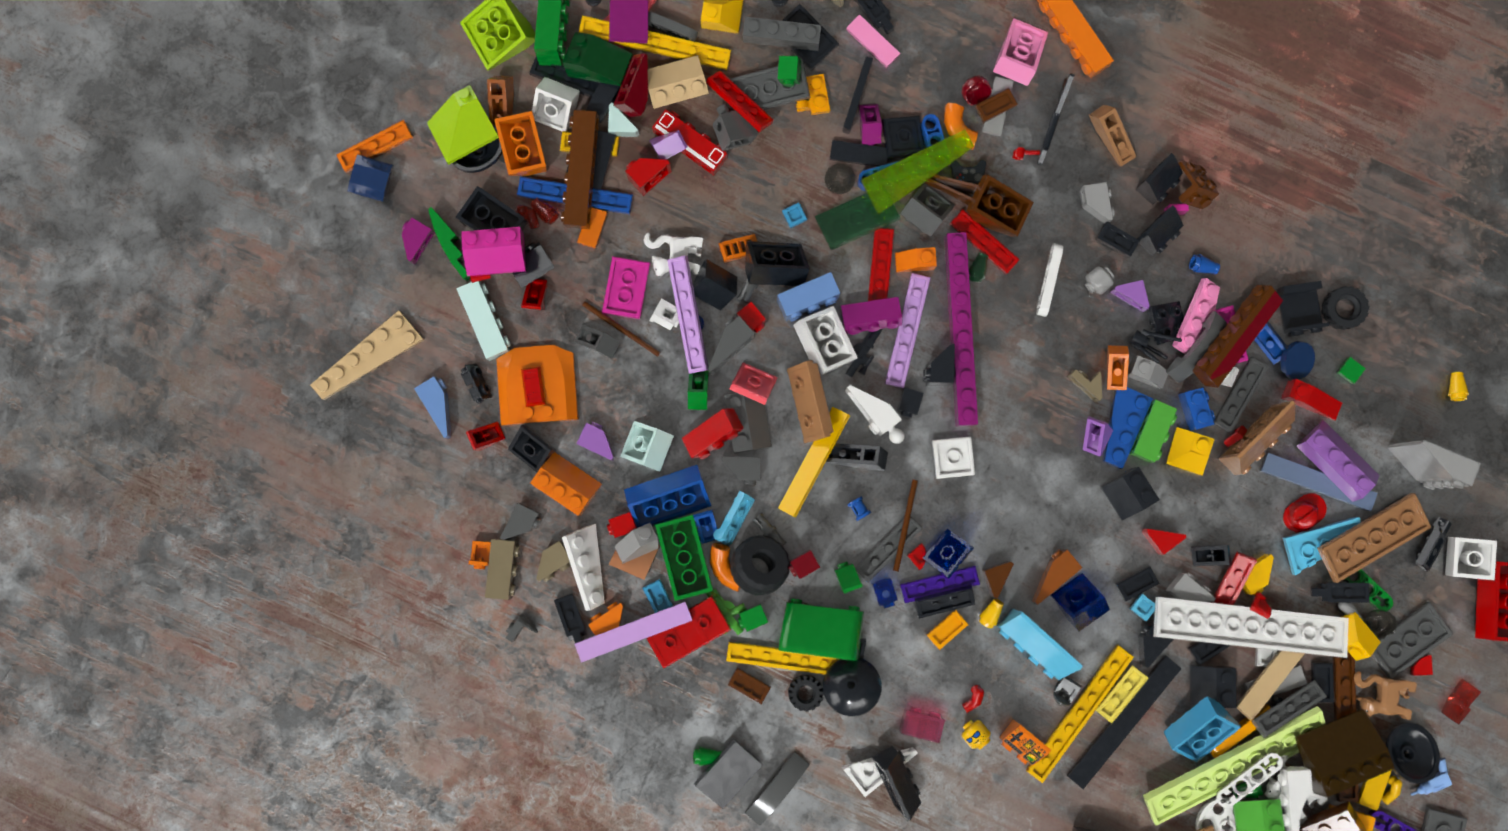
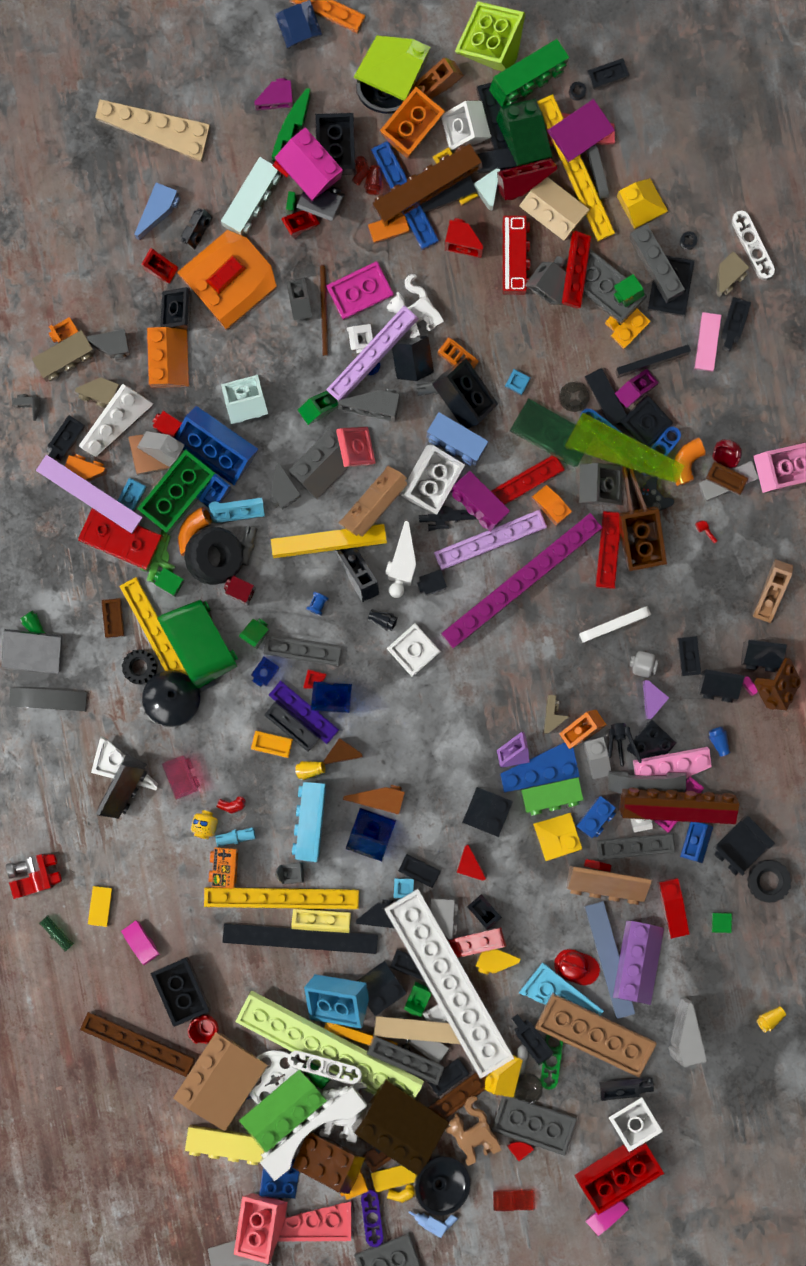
camera: 55 degrees right, 0 degrees up
(512, 290) = (291, 202): none -> green tile
(596, 440) = (219, 356): medium lavender slope -> none
(668, 144) = (497, 239): slope -> none
(713, 433) = (291, 442): red brick -> none
(752, 317) = (407, 407): red brick -> none
(905, 525) = (329, 650): reddish brown axle -> none
(910, 464) = (383, 619): none -> black cone
(941, 369) = (476, 586): black slope -> none
(977, 271) = (582, 560): clear green cone -> none
(1003, 715) = (235, 837): none -> medium azure pin
(1055, 117) = (750, 534): black piece -> none
(1096, 201) = (708, 615): light grey slope -> none
(1243, 662) = (417, 999): none -> green bracket
(1261, 606) = (471, 978): red tile -> none
(1297, 360) = (696, 871): dark blue tile -> none

